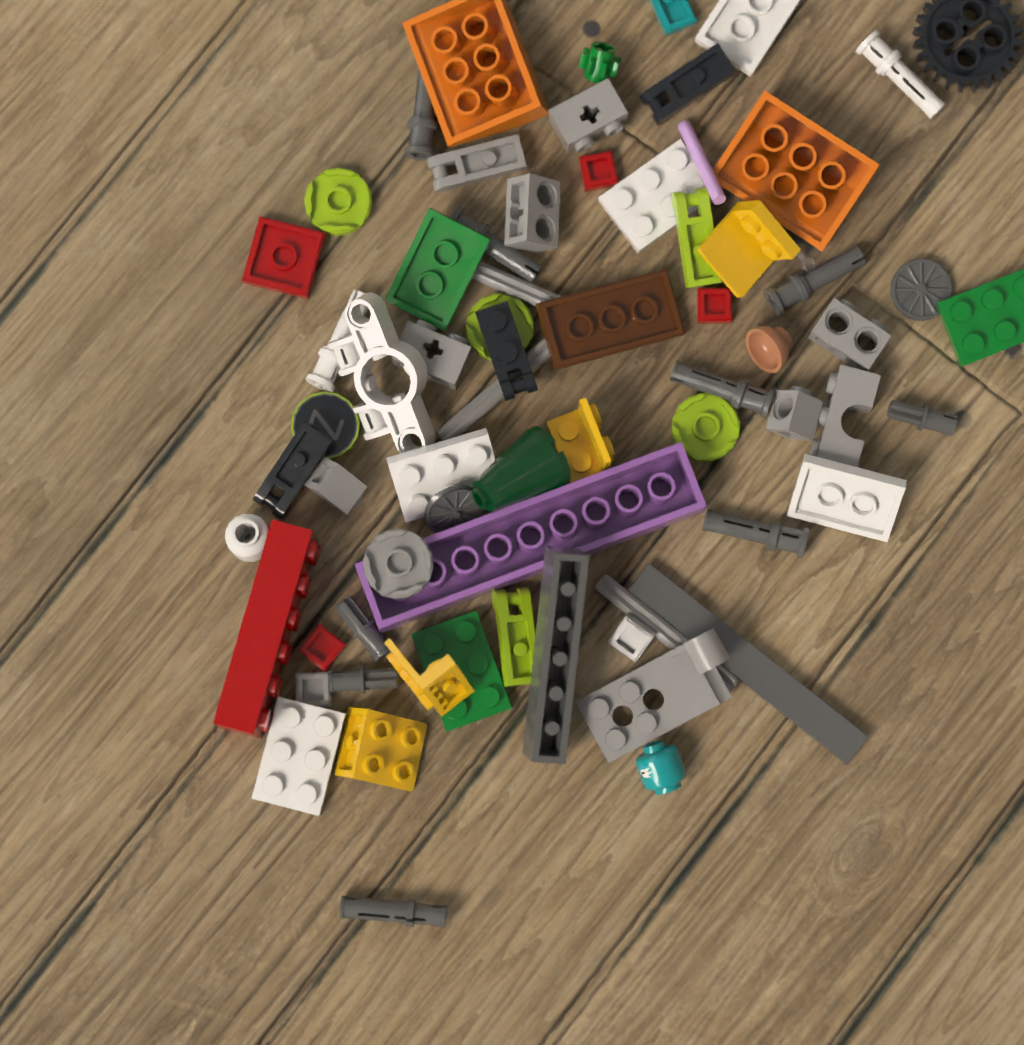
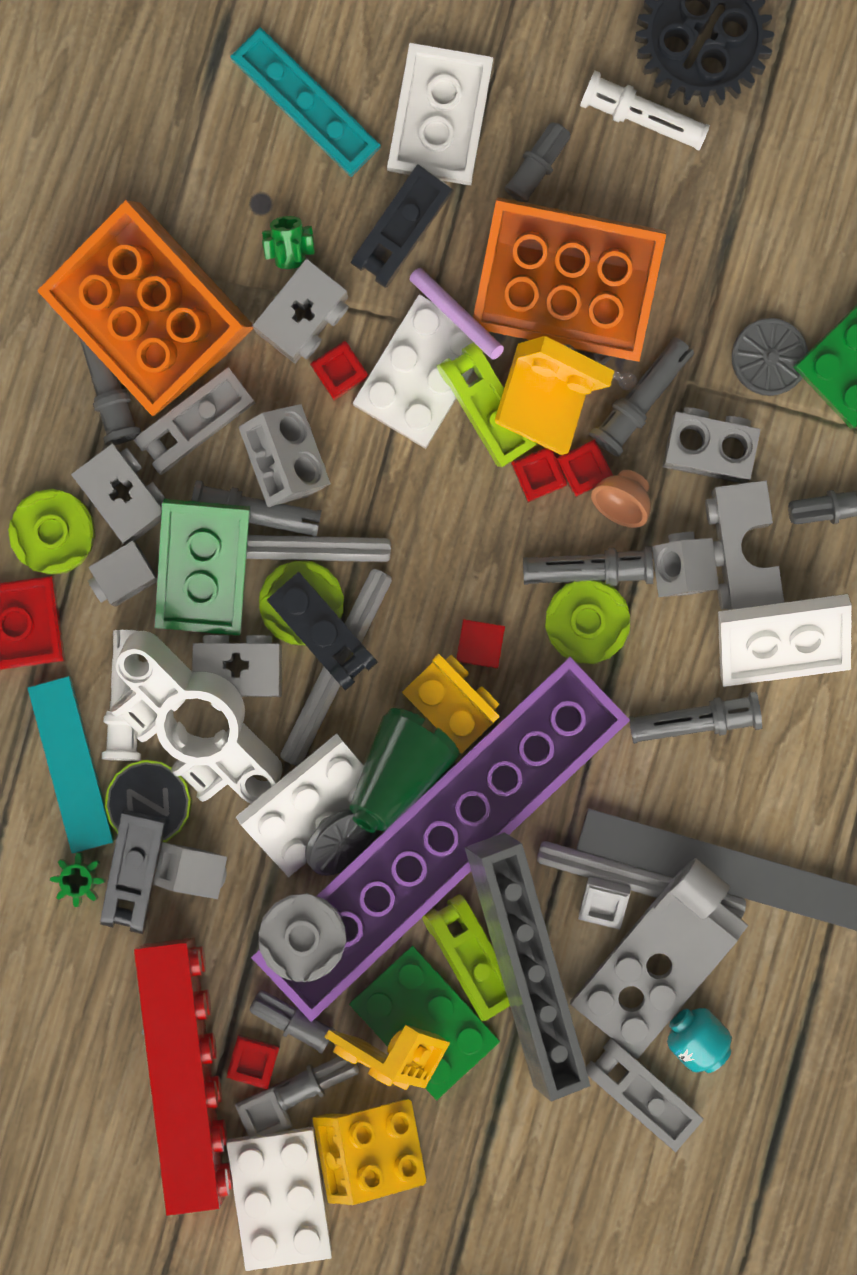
camera: 20 degrees left, 5 degrees up
(238, 533) = (100, 974): white head -> none
(248, 450) = (70, 888): none -> green gear
(280, 375) = (71, 764): none -> teal tile
(376, 252) = (121, 575): none -> light grey brick
(397, 174) = (98, 481): none -> light grey brick
(602, 793) = (645, 1096): none -> light grey plate
(610, 319) = (426, 542): reddish brown tile -> none
(619, 411) = (480, 644): none -> red tile
(749, 313) = (584, 468): none -> red tile
(807, 79) = (538, 162): none -> dark grey axle

